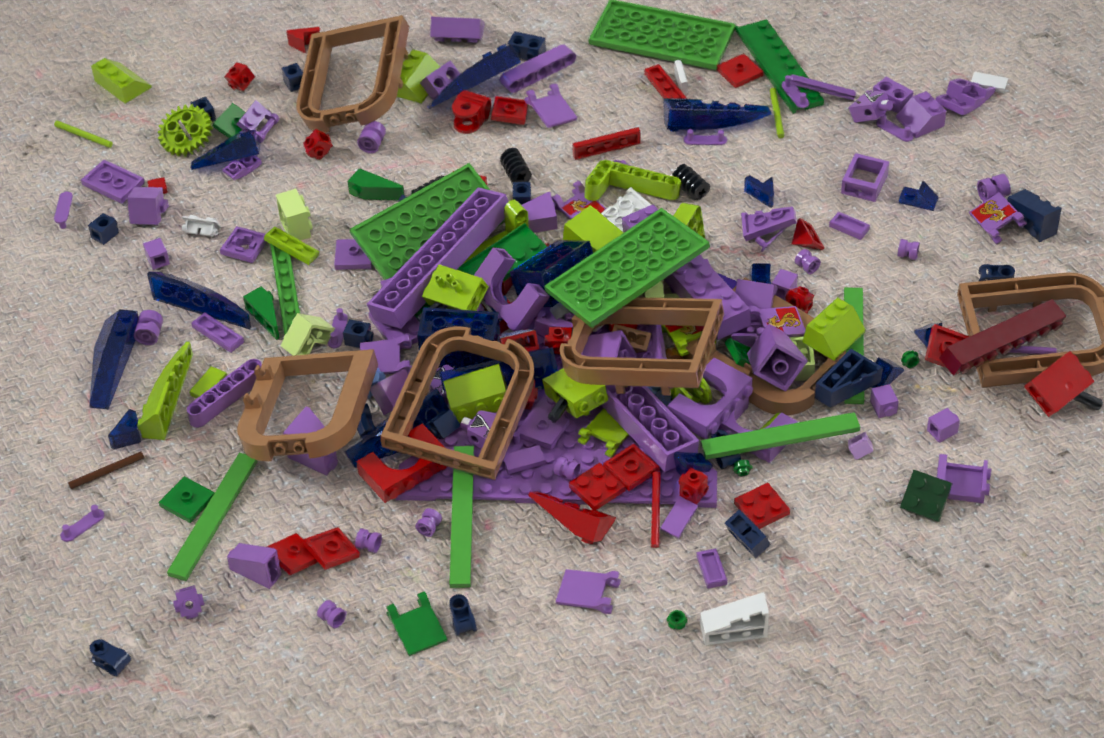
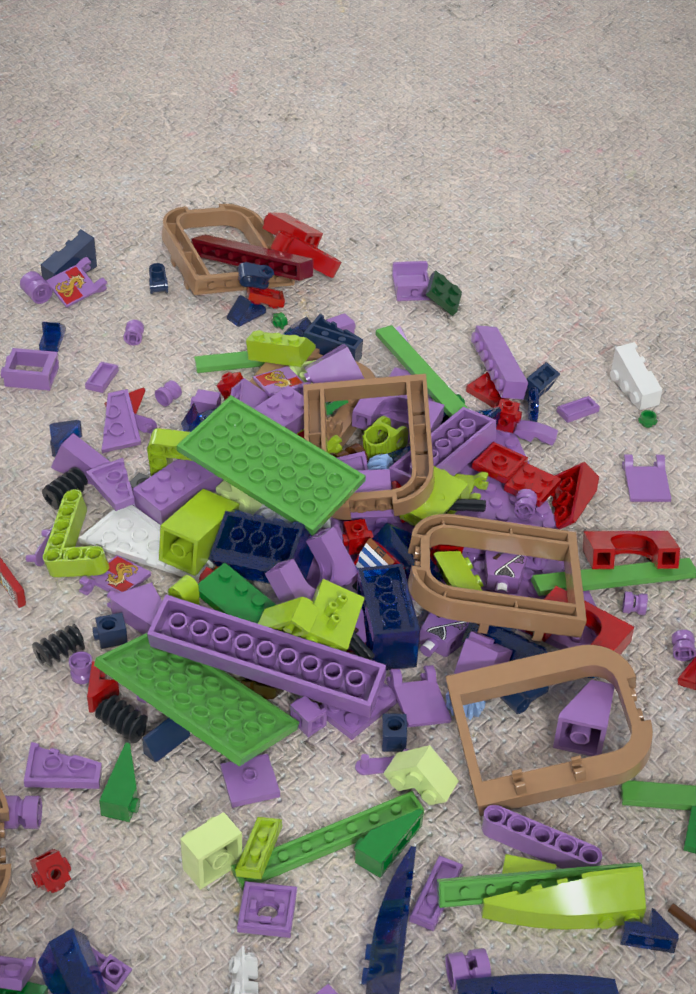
camera: 110 degrees left, 5 degrees down
(188, 381) = (473, 889): none -> bright green tile
(403, 159) = (55, 770): none -> medium lavender wing
(455, 259) = (291, 617): none -> lime brick
(492, 174) = (80, 667): none -> medium lavender wheel
(503, 515) = (658, 546): none -> red arch
(655, 521) = (537, 445): red bar -> none
(671, 200) = (112, 483): none -> medium lavender wing
(705, 515) = (533, 404): none -> clear blue wheel
(721, 194) = (77, 454): none -> medium lavender slope
(787, 506) = (499, 362): none -> medium lavender brick
(943, 425) = (355, 294): medium lavender brick -> none
(961, 326) = (253, 276): none -> dark blue piece
(1008, 385) = (291, 244): none -> red beam

